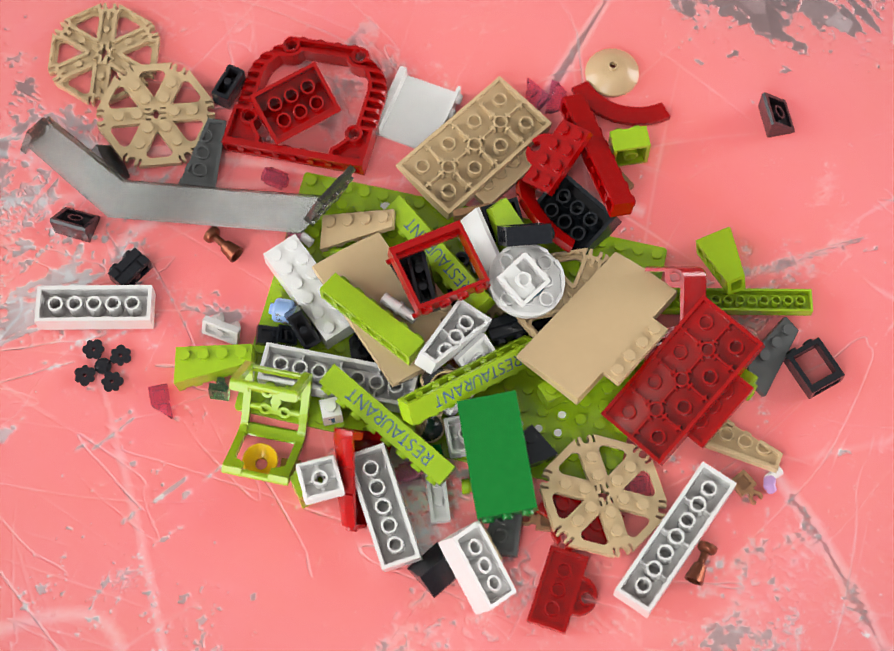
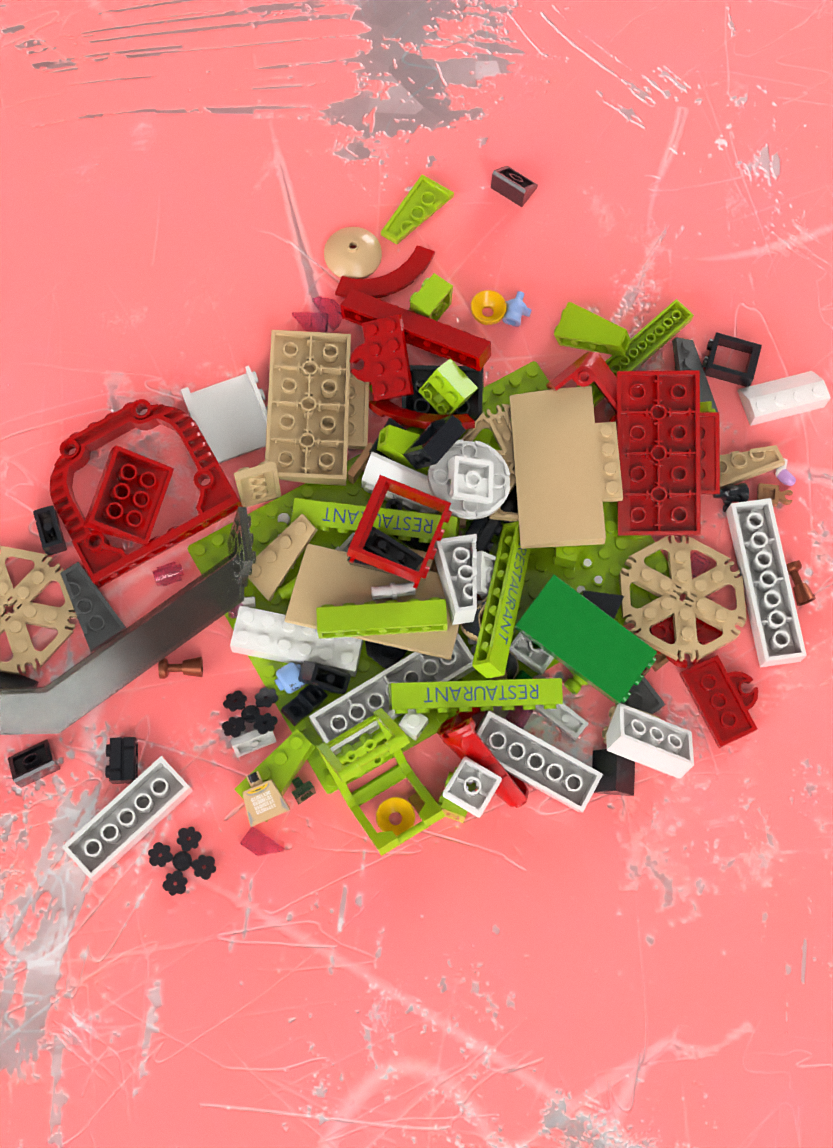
camera: 50 degrees left, 5 degrees up
(183, 368) = (263, 800): none -> tan torso
(236, 312) = (250, 713): none -> black plant
(383, 165) = (258, 484): none -> tan plate
(576, 210) = (447, 388): none -> lime slope
(670, 177) = (491, 300): none -> yellow piece
(687, 201) = (515, 310): none -> light blue piece
(689, 76) = (418, 205): none -> lime wing
(716, 458) = (733, 493): none -> black piece
(826, 427) = (784, 397): none -> white slope

